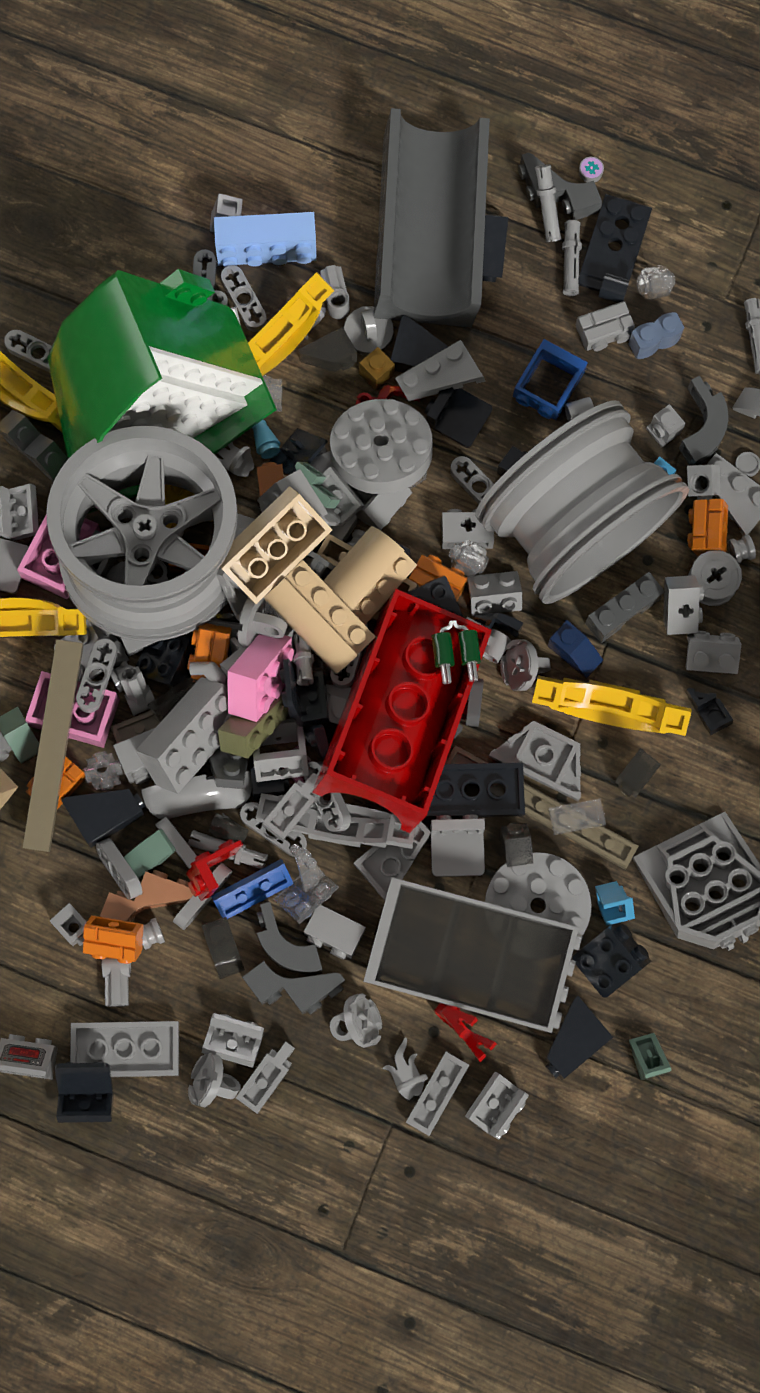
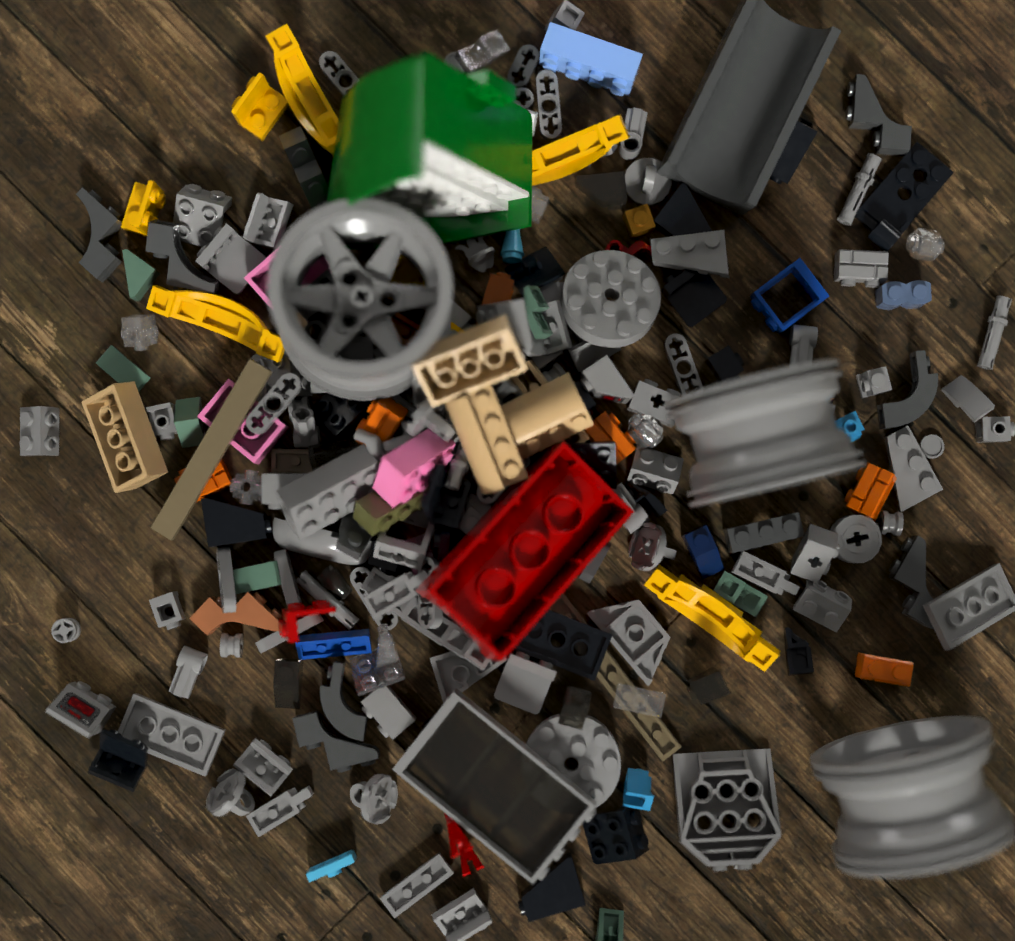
camera: 25 degrees right, 10 degrees up
(113, 939) = (195, 640): orange brick -> none
(163, 267) = (482, 53): none -> clear slope
(344, 1111) = (331, 866): none -> medium azure plate
(406, 1077) = (397, 859): light grey piece -> none
(412, 526) = (605, 382): none -> light grey slope
(468, 651) = (604, 525): dark green piece -> none
(548, 205) = (860, 130): light grey pin -> none
(591, 169) = (914, 112): tile -> none
(630, 675) = (740, 594): none -> sand green slope
(643, 647) = (763, 574): none -> light grey hinge
(694, 476) = (892, 441): light grey brick -> none

